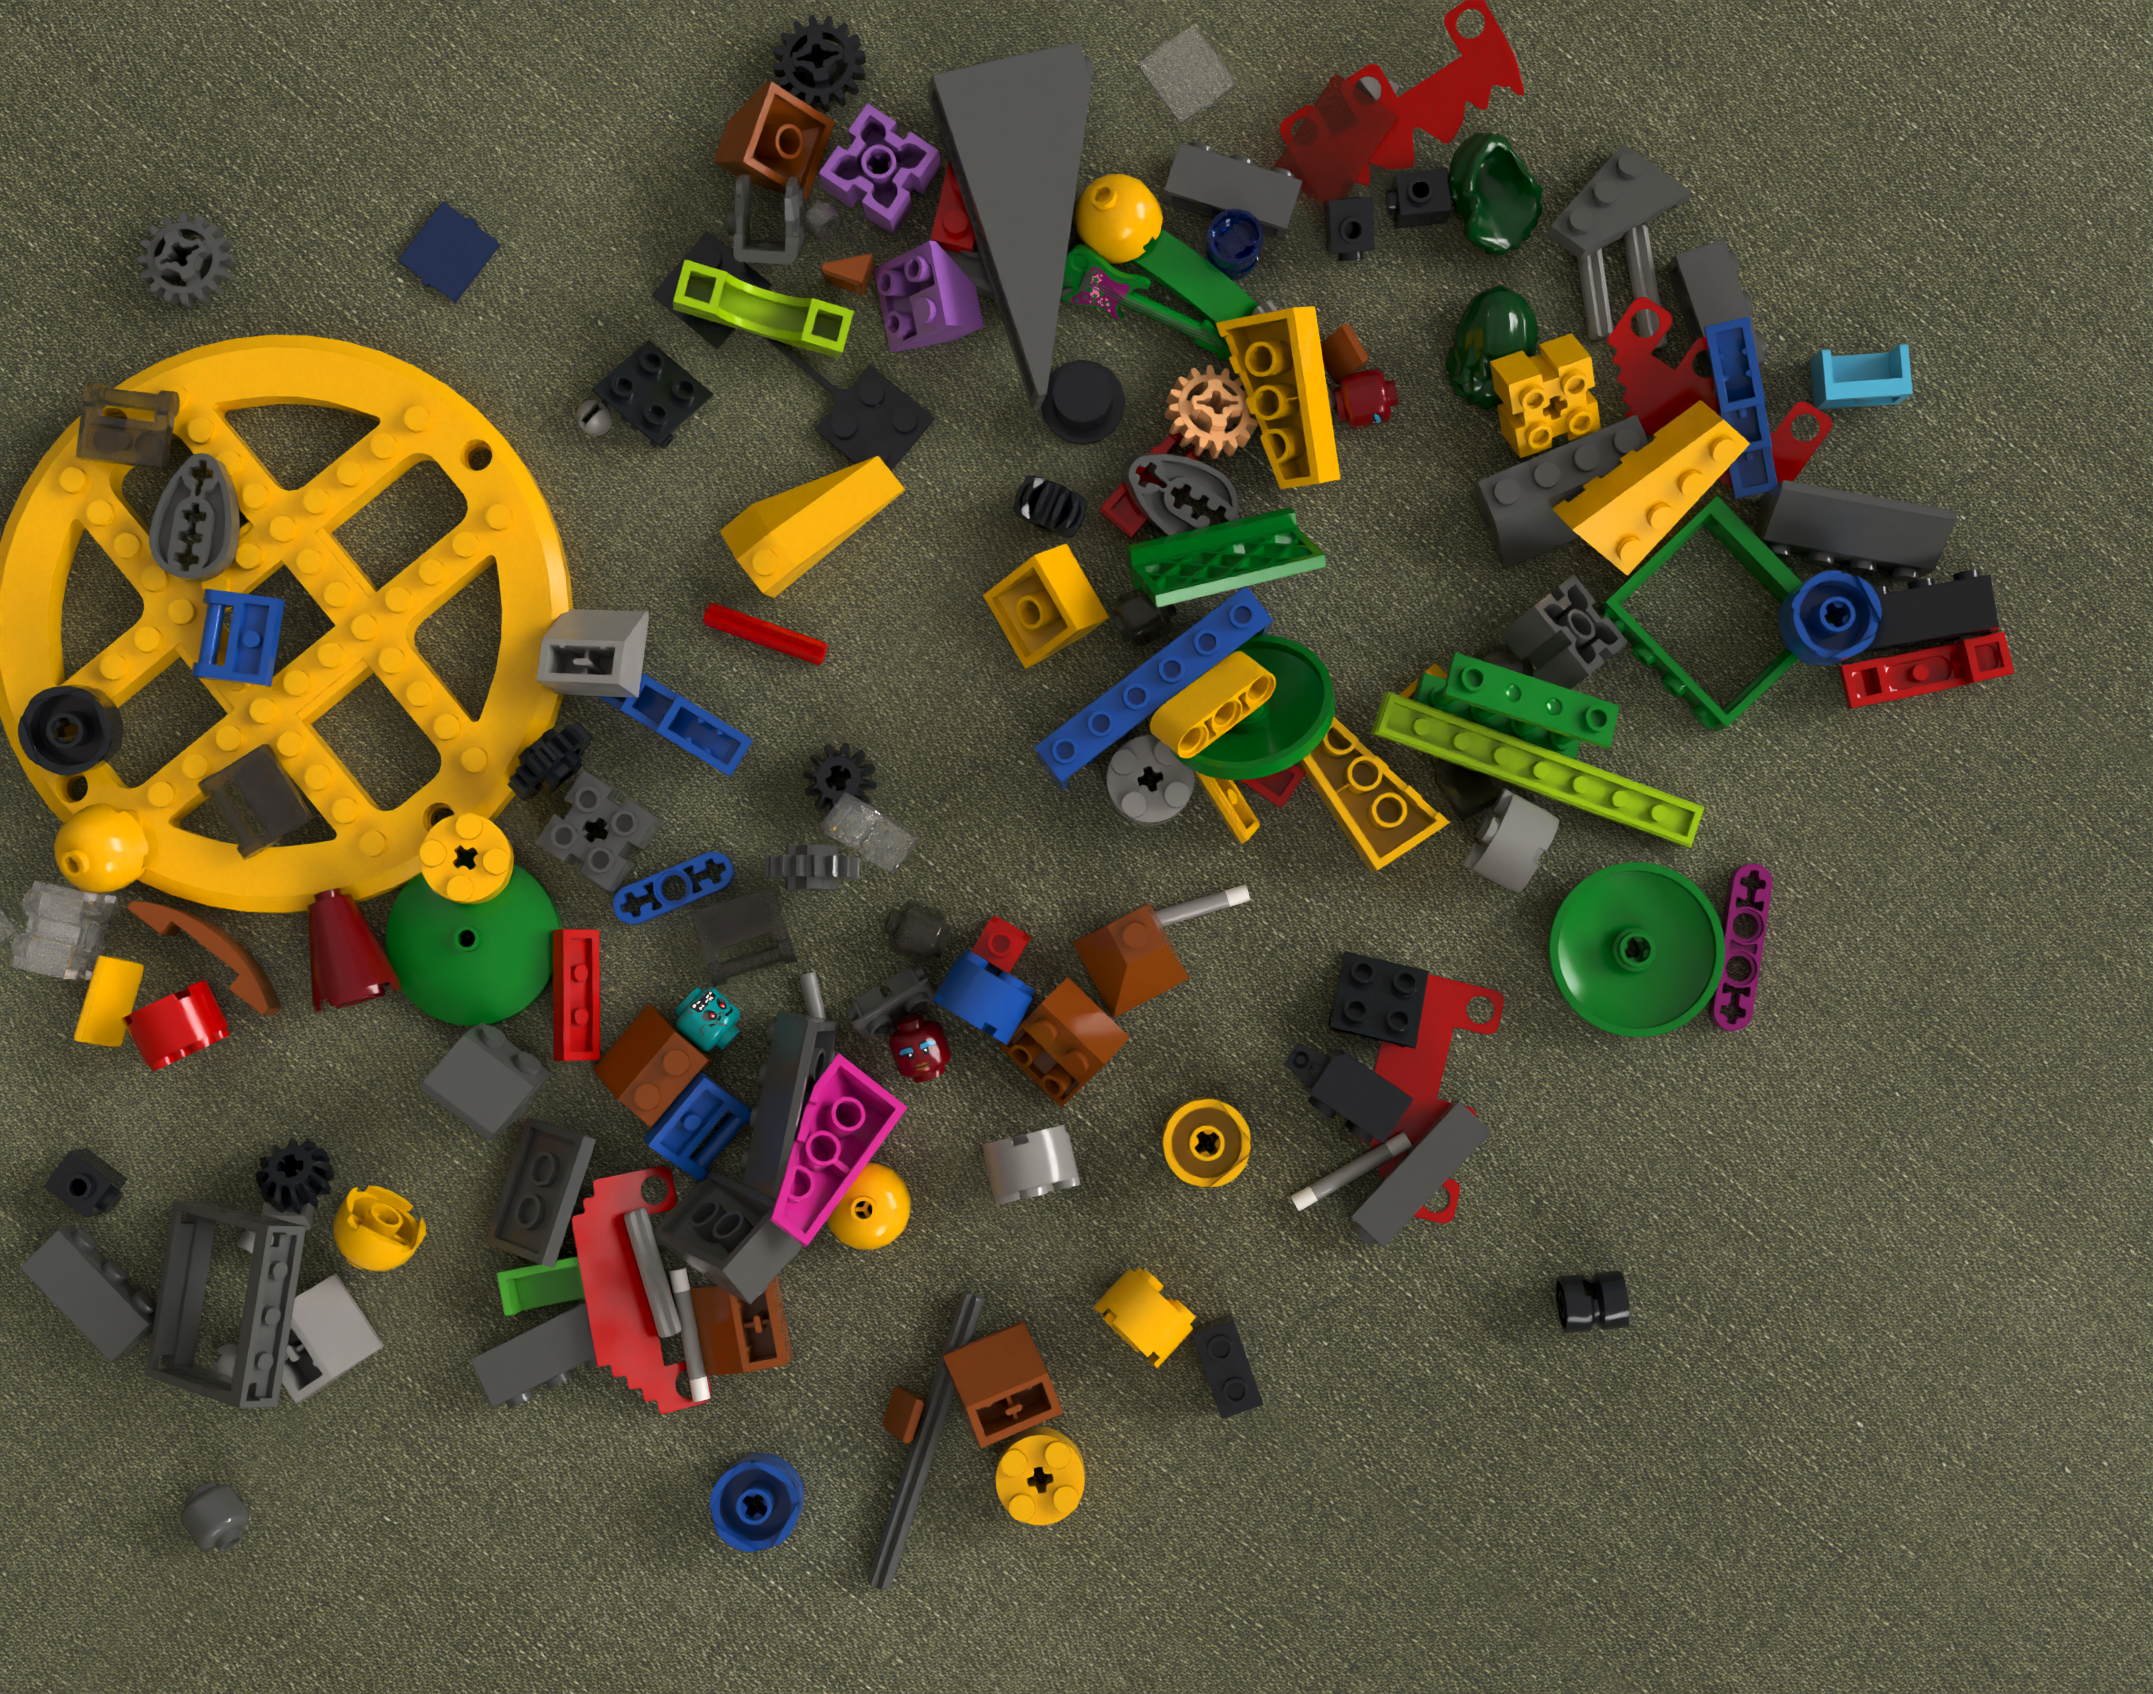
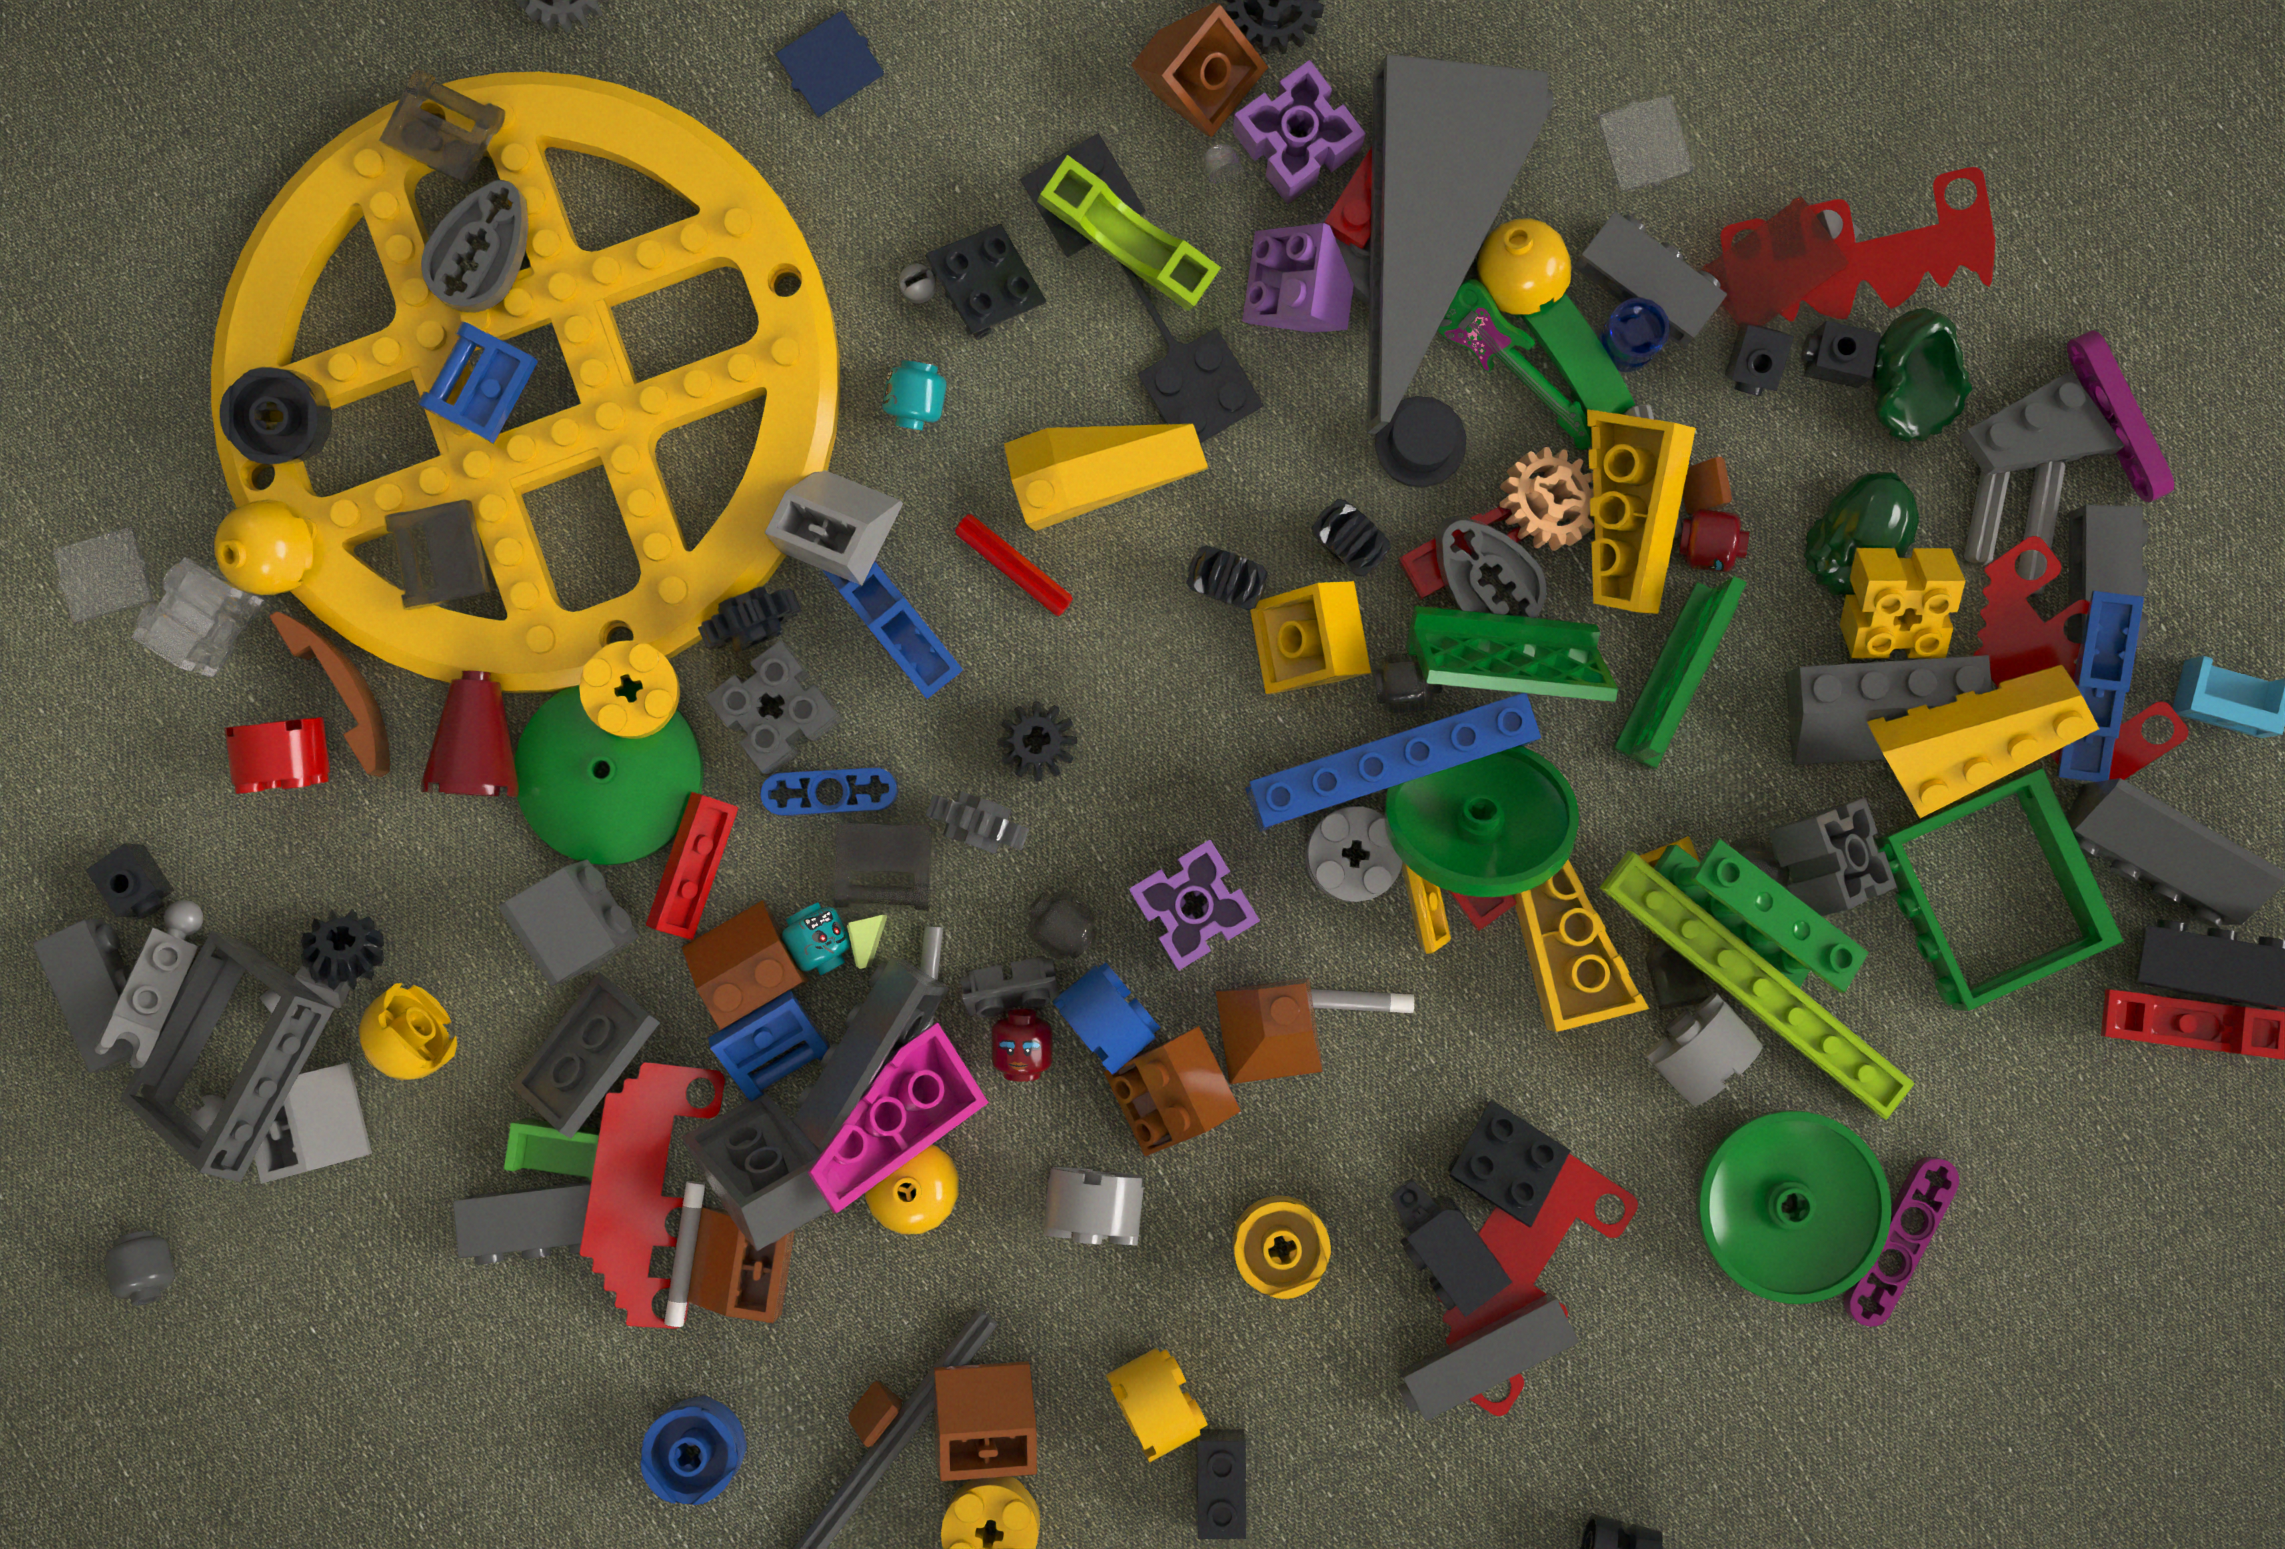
camera: 20 degrees right, 0 degrees up
(108, 1001) = (218, 704): yellow slope -> none
(139, 1264) = (153, 983): none -> light grey plate
(625, 515) = (914, 394): none -> teal head
(652, 1272) = (669, 1178): light grey axle -> none
(750, 1004) = (865, 939): none -> yellowish green slope
(763, 250) = (1151, 174): dark grey piece -> none
(850, 273) = (1229, 227): dark orange slope -> none
(869, 832) = (1048, 805): clear slope -> none
(954, 579) = (1227, 577): none -> black gear
(1001, 944) = (1142, 968): red window -> none
(1053, 871) = (1222, 912): none -> medium lavender brick
(1212, 704) = (1448, 802): yellow beam -> none
(1351, 1171) = (1418, 1328): light grey bar -> none
(1375, 523) = (1678, 671): none -> green fence
(1667, 154) = (2111, 394): none -> magenta beam
(1855, 614) = (2089, 943): blue brick -> none

